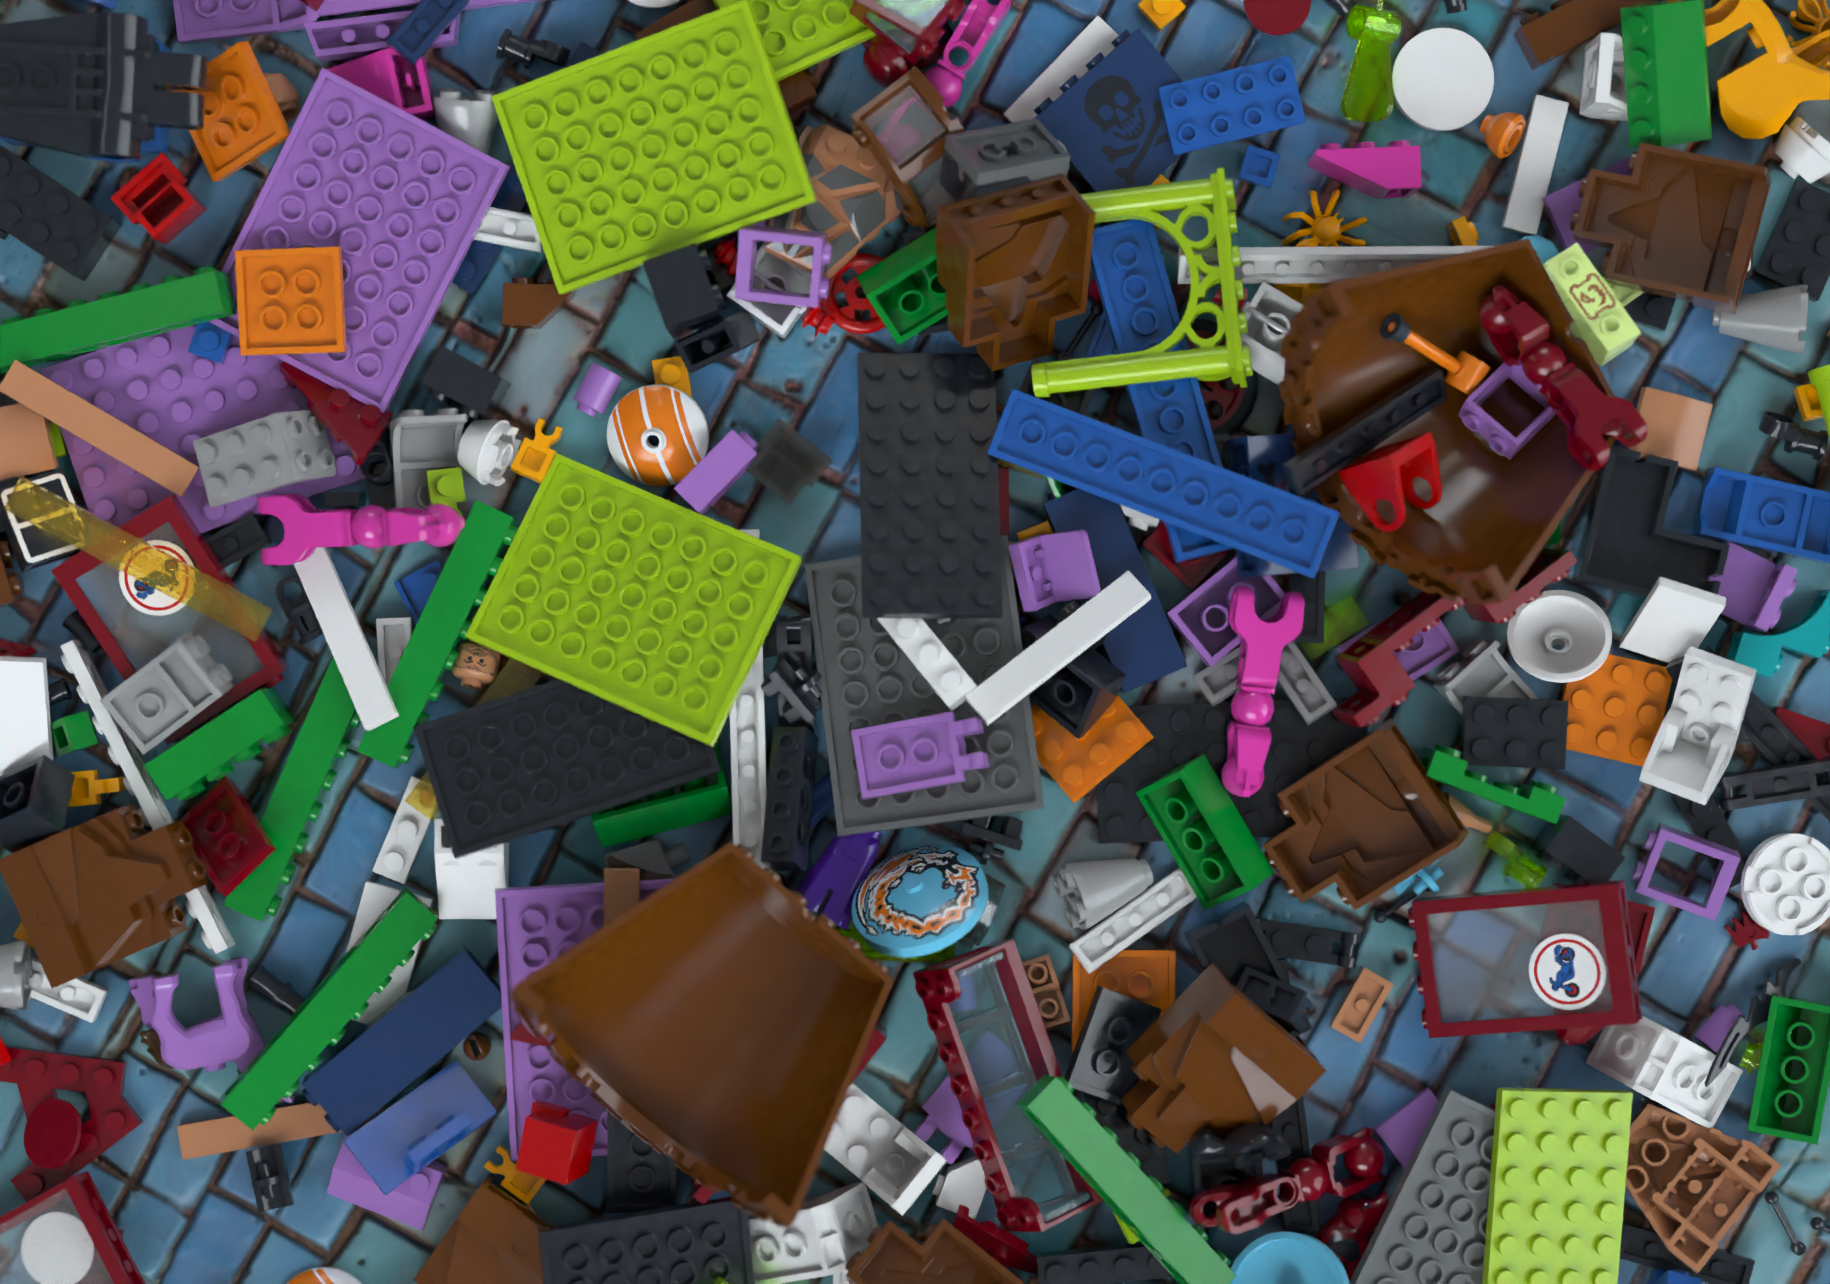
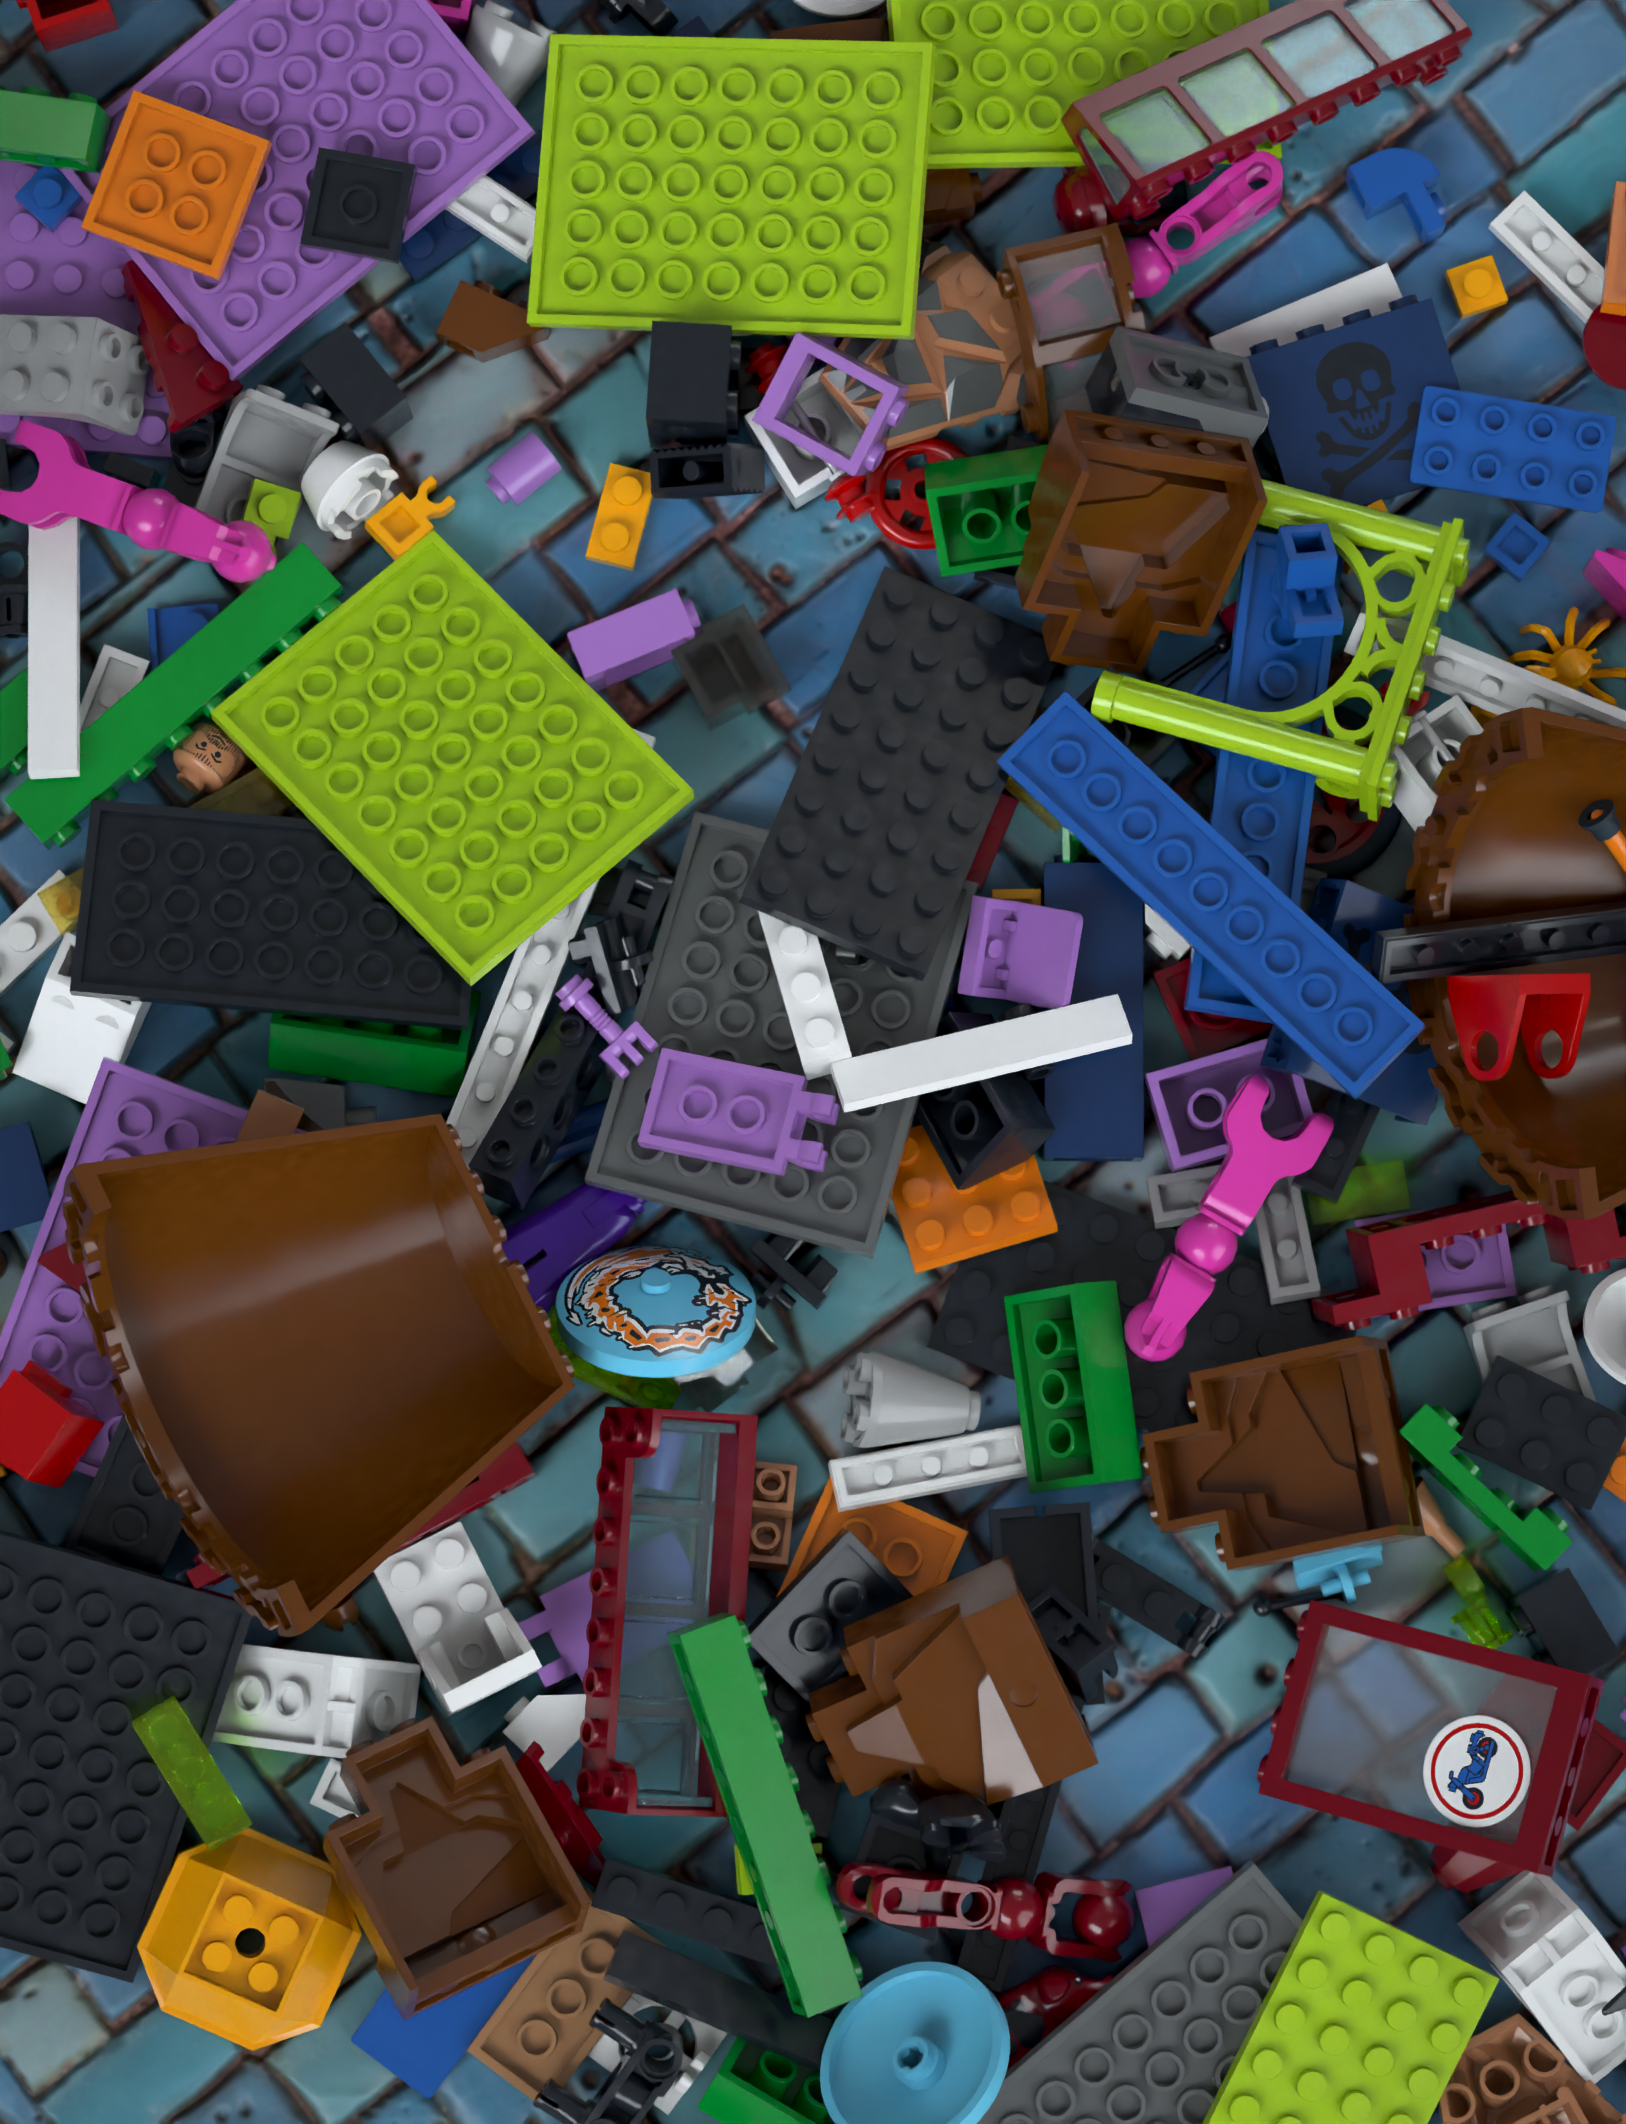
camera: 30 degrees right, 5 degrees down
(416, 264) = (358, 205): none -> black plate
(670, 417) = (606, 553): orange dish -> none
(780, 719) = (620, 1041): none -> medium lavender hinge
(1137, 250) = (1306, 580): none -> blue brick
(1361, 1004) = (1186, 1712): nougat plate -> none

